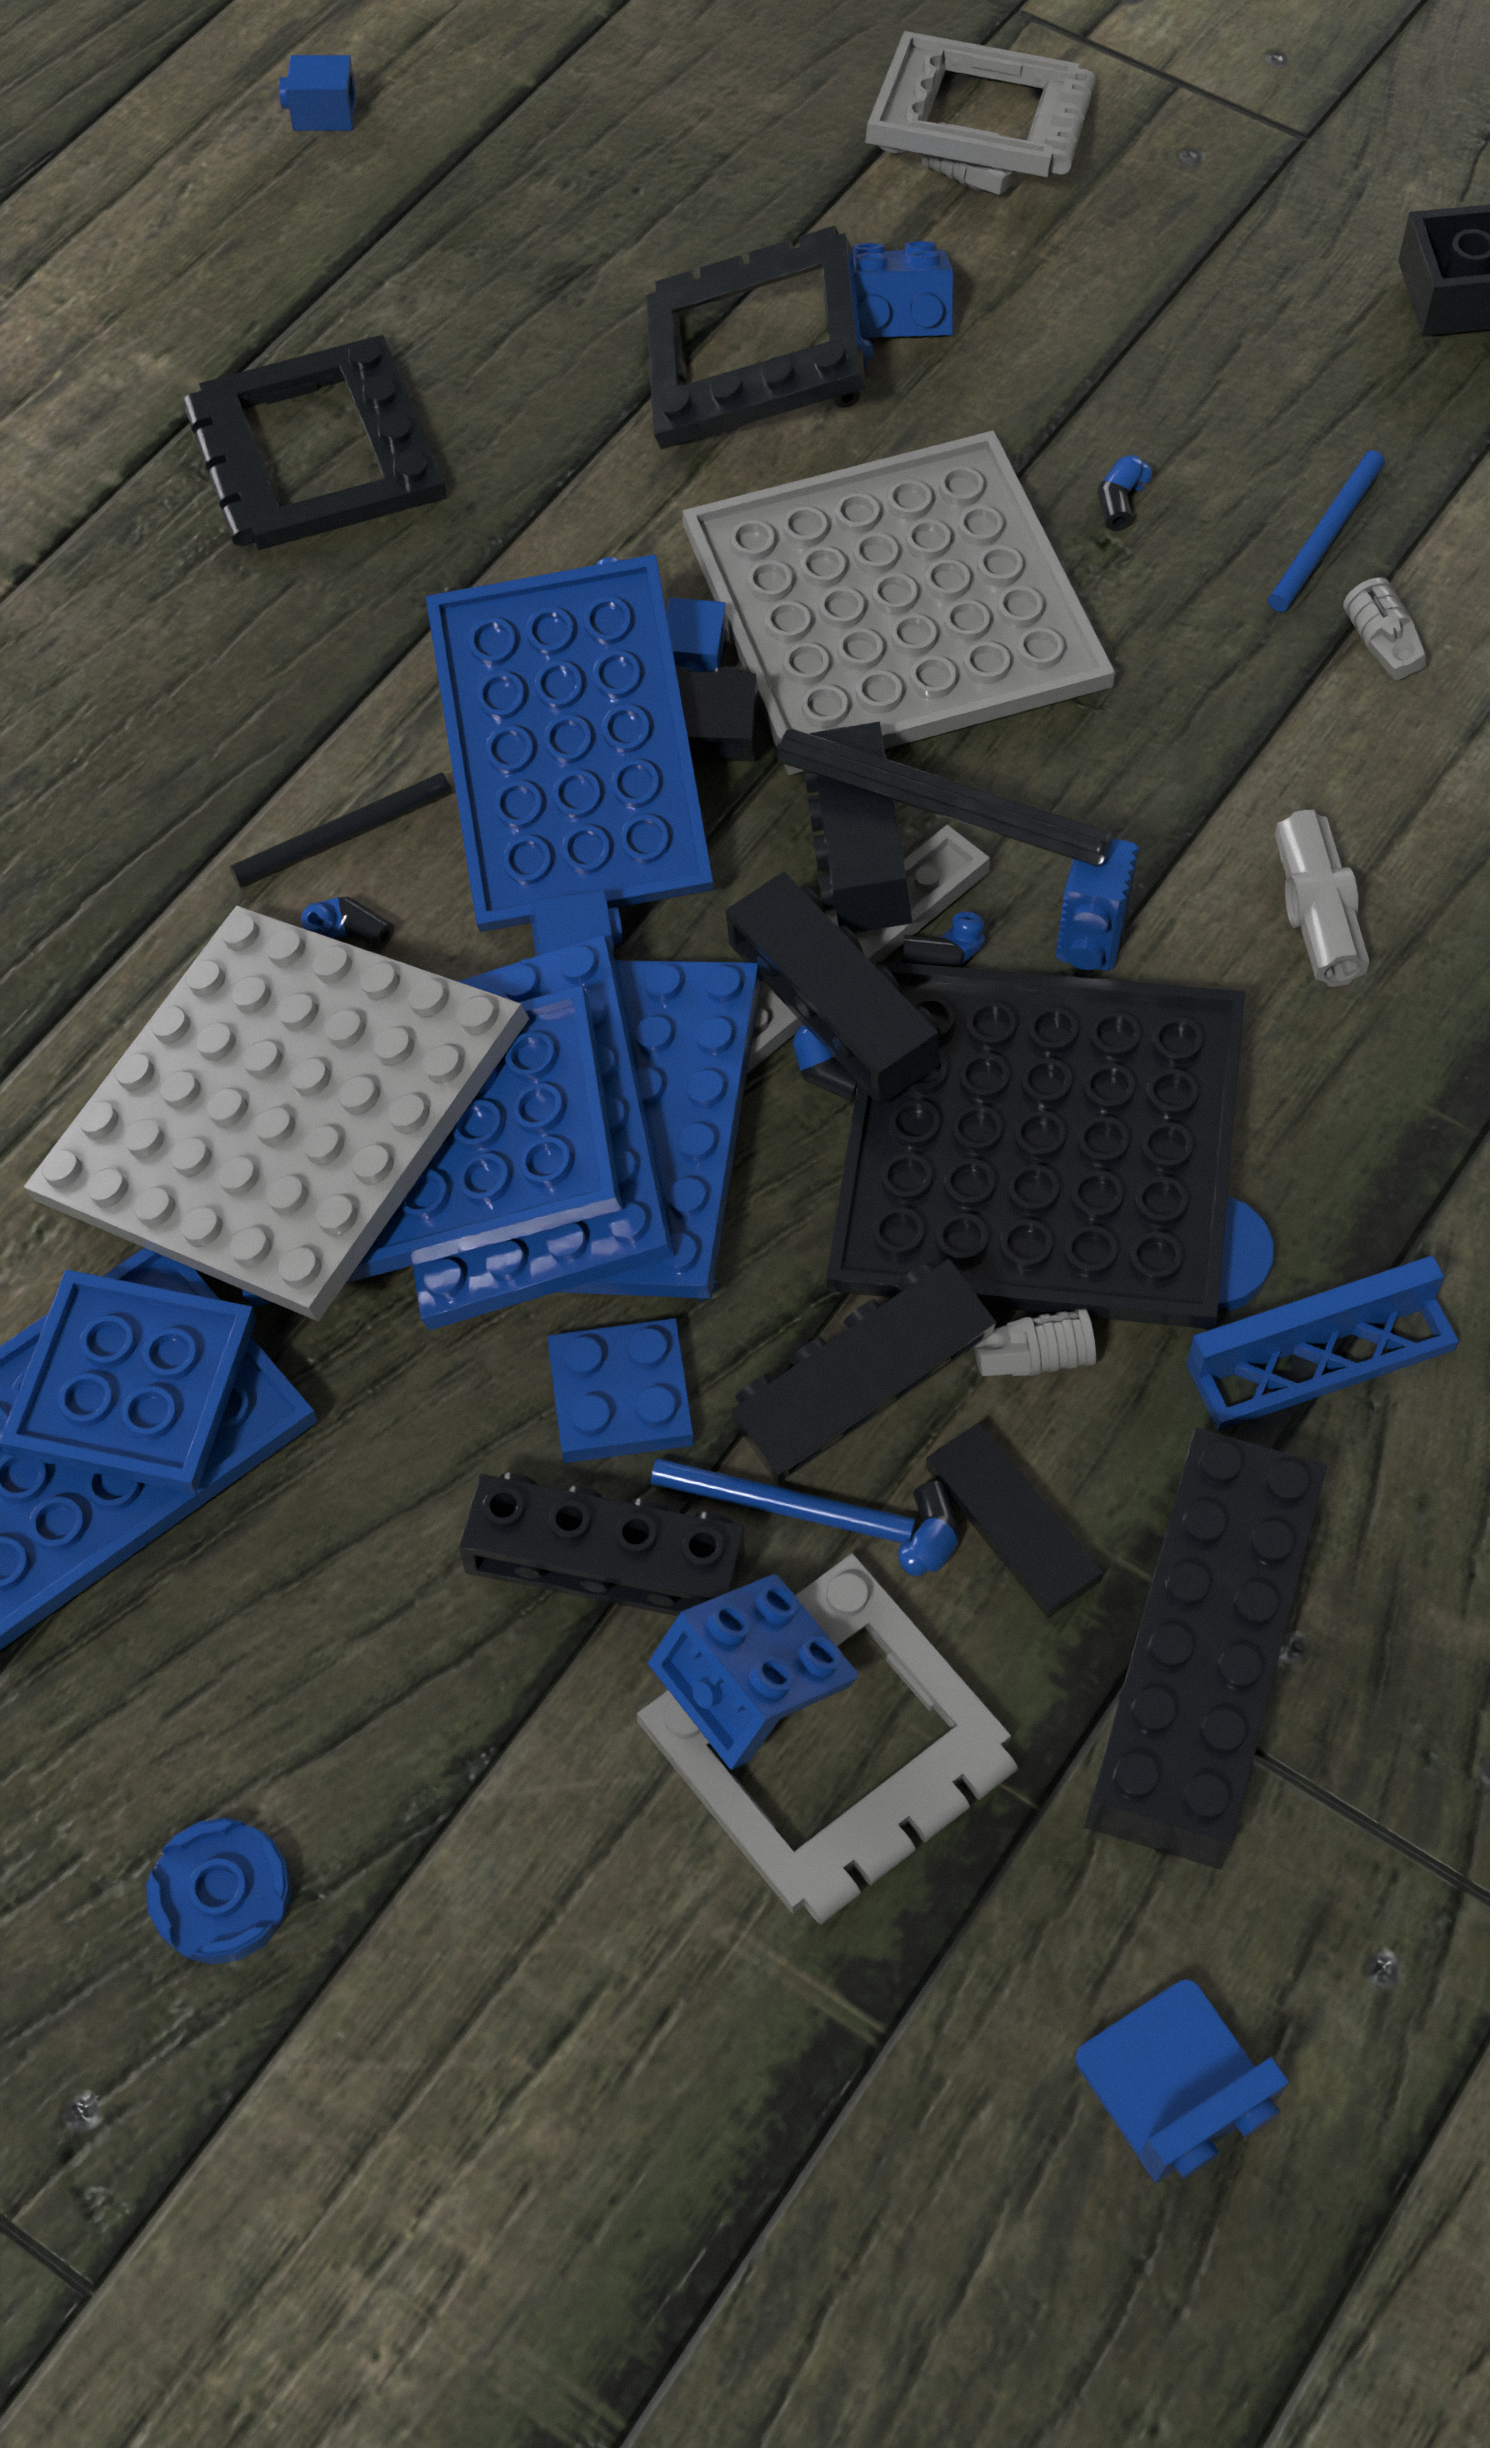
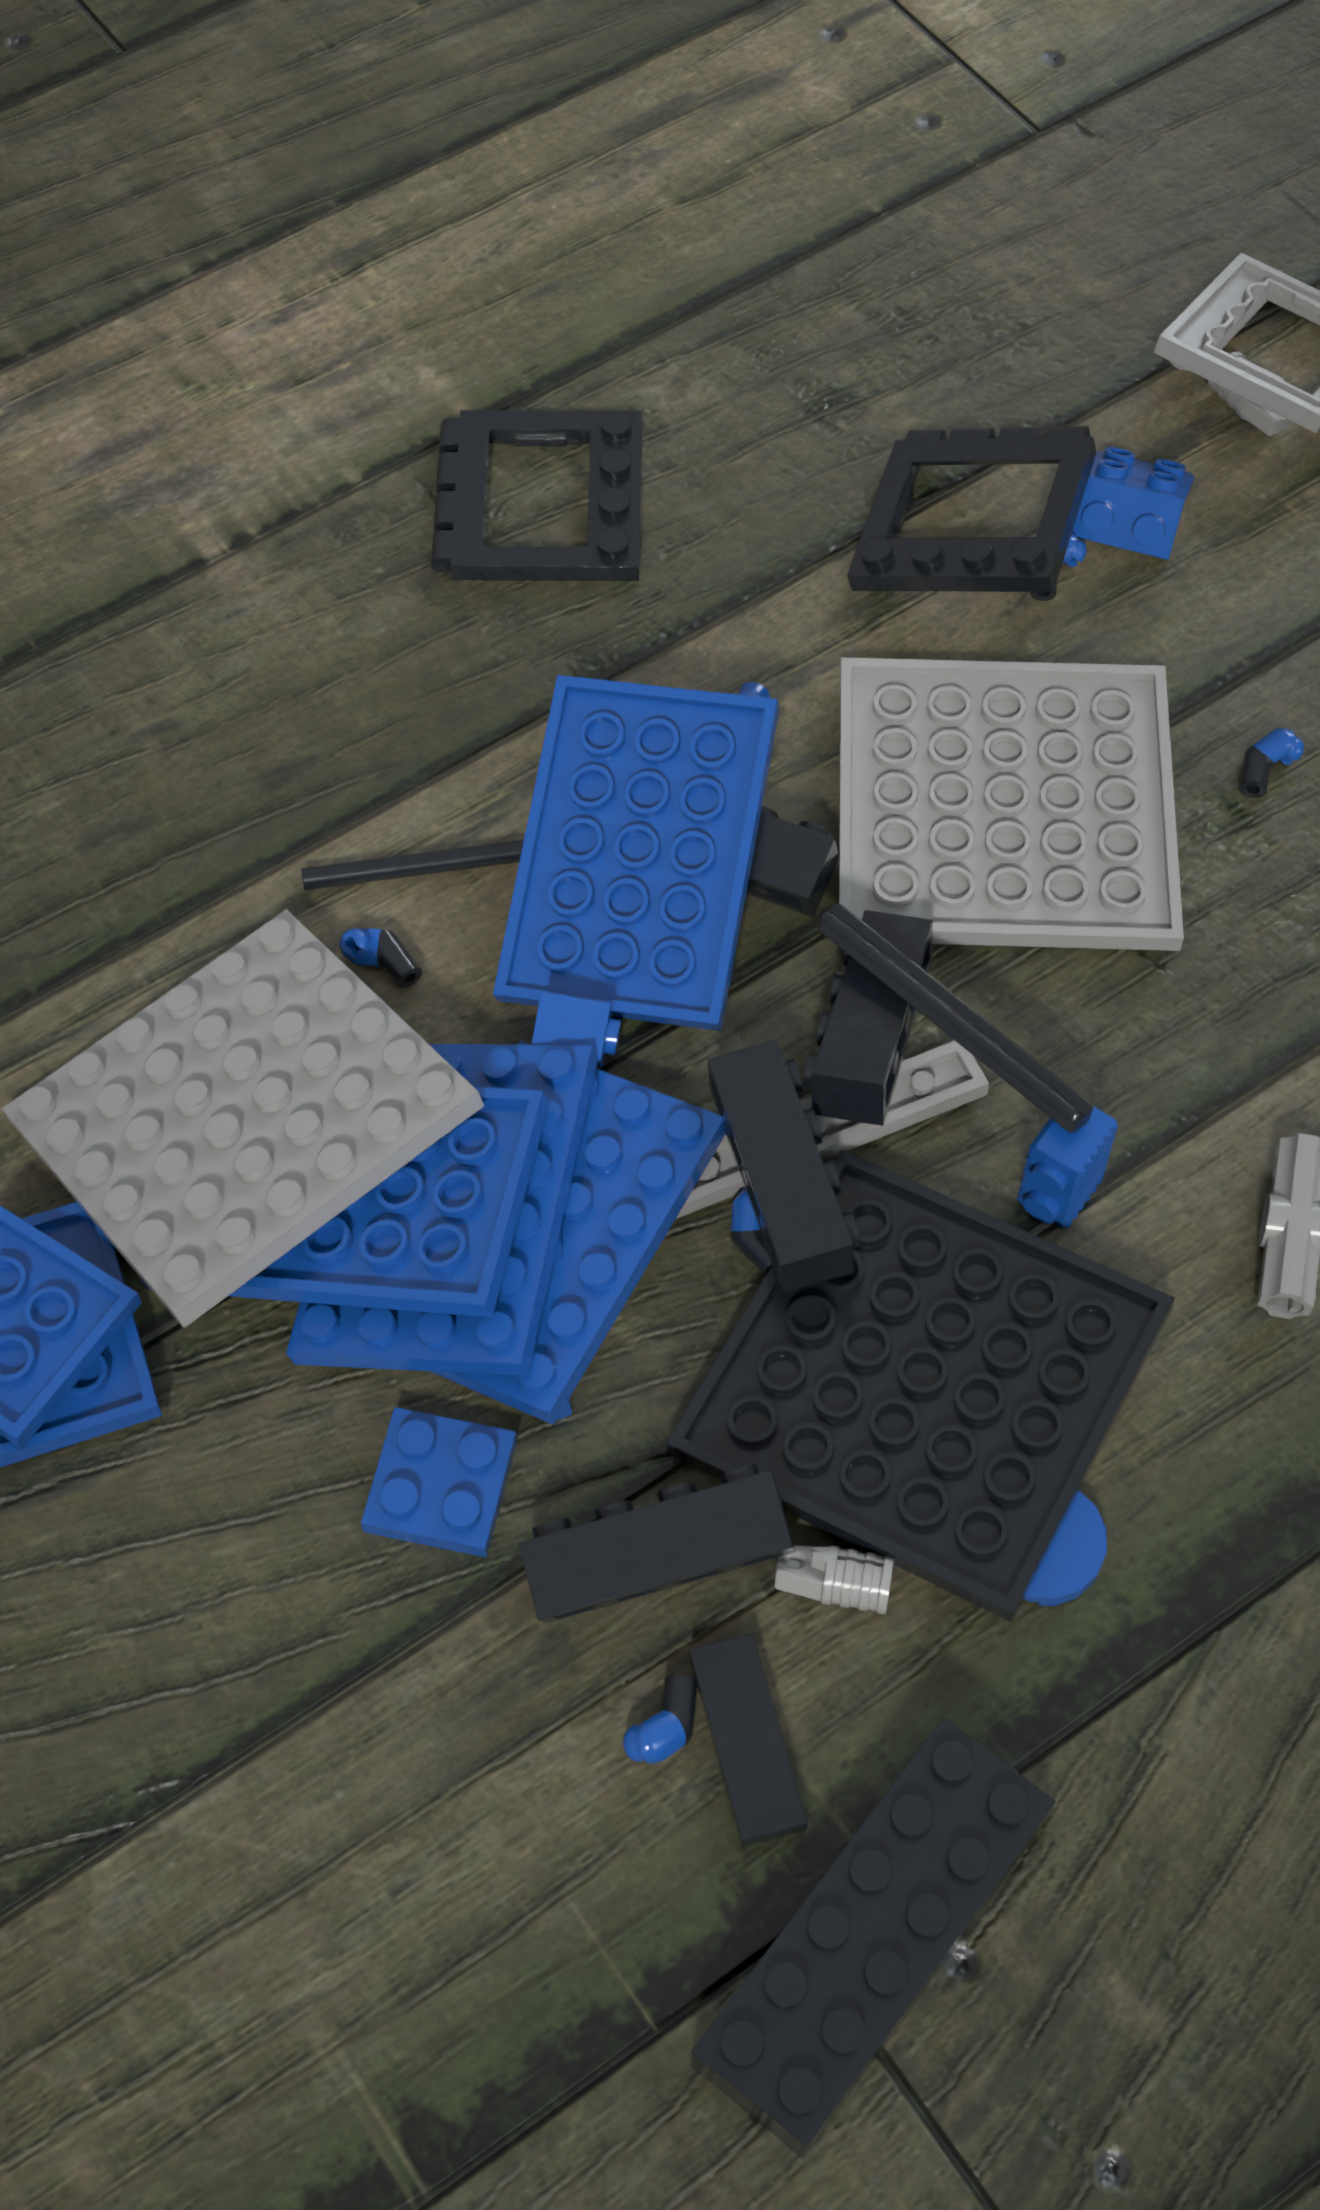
camera: 20 degrees right, 0 degrees up
(319, 92) = (678, 168): blue brick -> none
(599, 1546) = (359, 1629): black brick -> none
(697, 633) = (801, 783): blue brick -> none
(748, 1664) = (437, 1794): blue bracket -> none
(782, 1501) = (543, 1643): blue bar -> none
(870, 1831) = (547, 1974): light grey hinge -> none
(951, 948) = (919, 1159): arm -> none
(1317, 1321) = (1113, 1648): blue fence -> none

